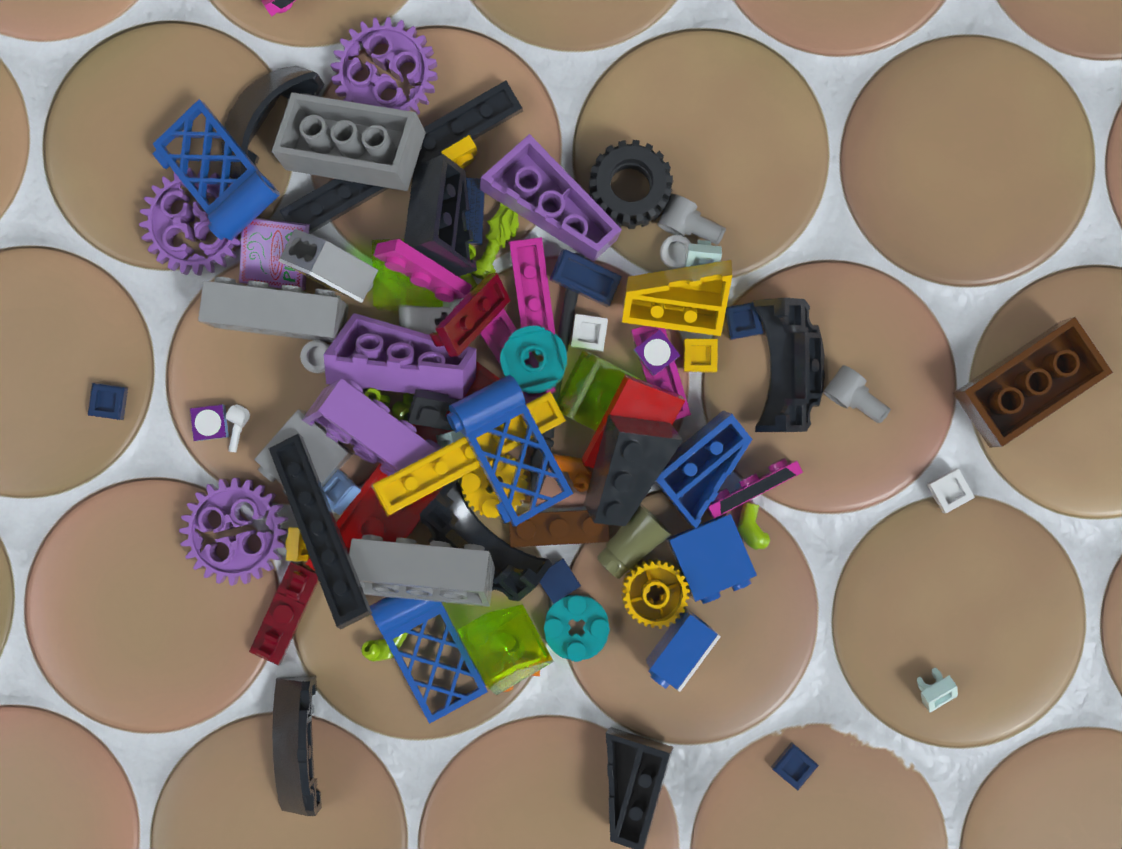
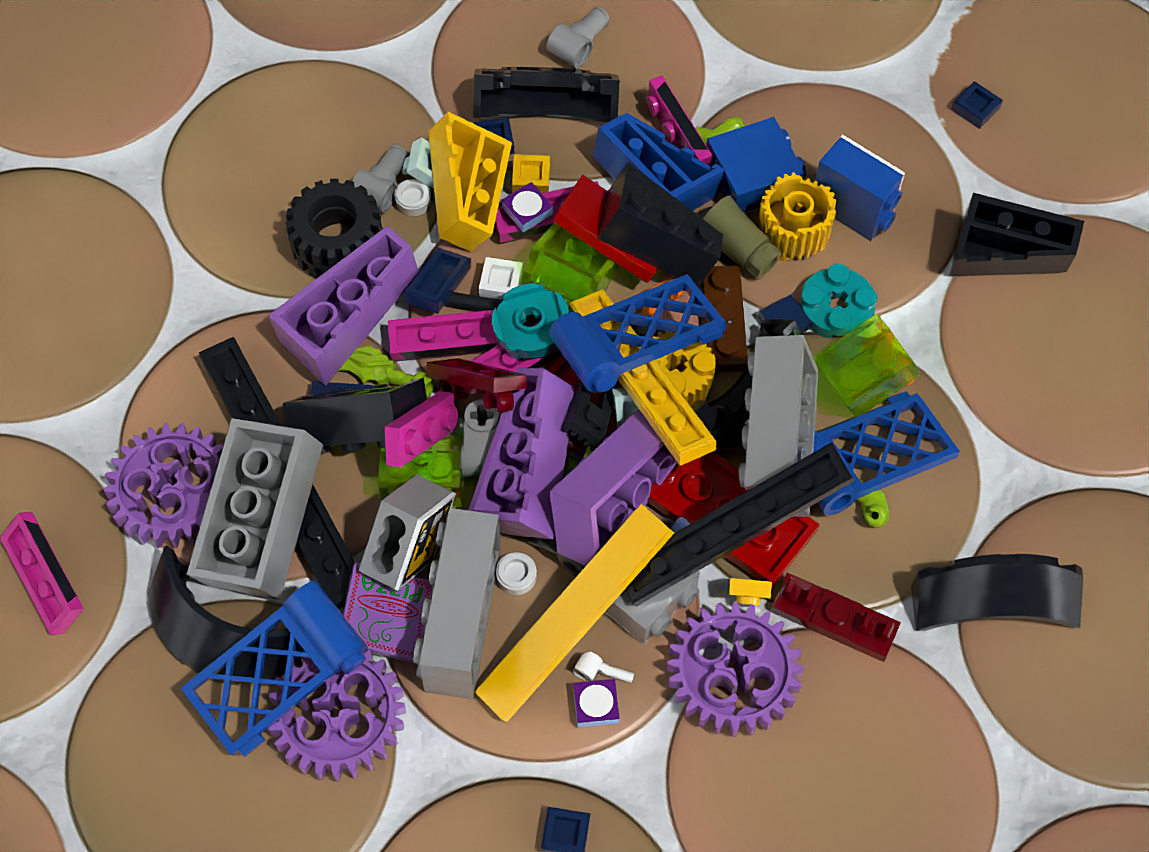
camera: 90 degrees left, 25 degrees down
(265, 404) = (574, 612): none -> yellow tile
(462, 152) = (276, 398): yellow plate -> none

